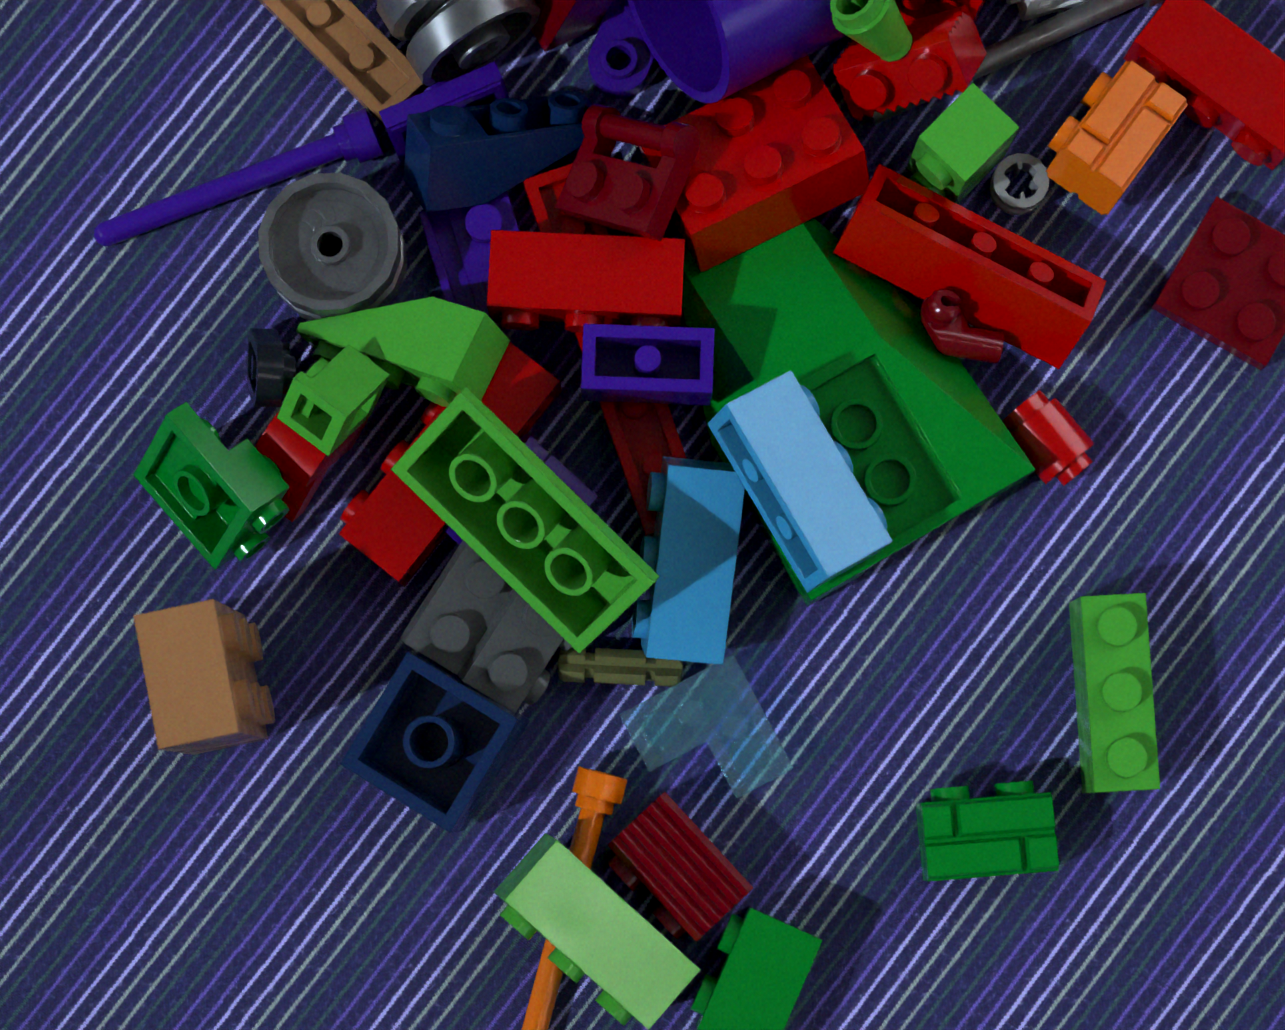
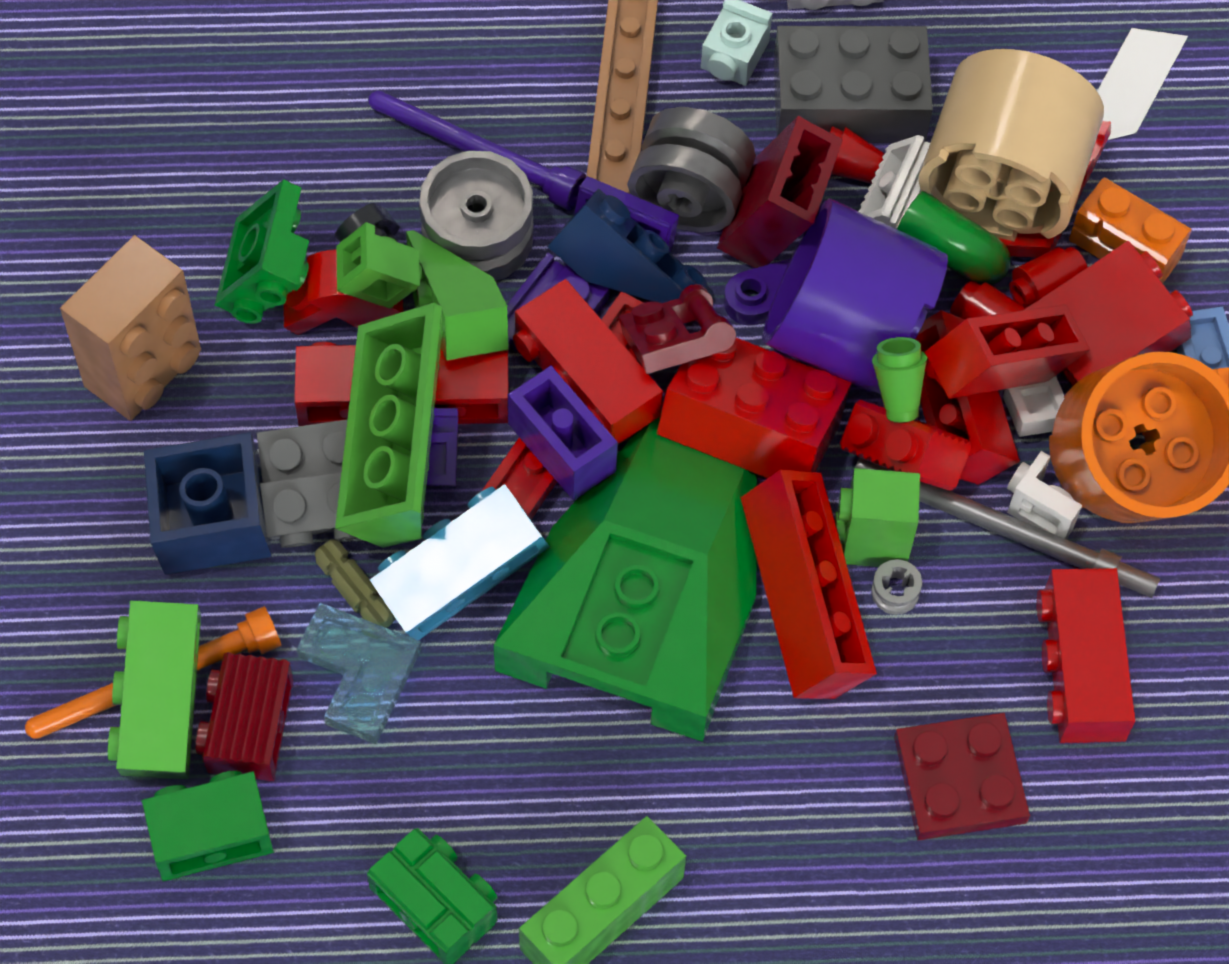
camera: 45 degrees right, 20 degrees down
(800, 480) = (563, 566): dark azure brick -> none
(952, 332) = (754, 607): dark red arm -> none
(1050, 438) = (741, 729): red brick -> none
(1115, 136) = (980, 611): orange brick -> none

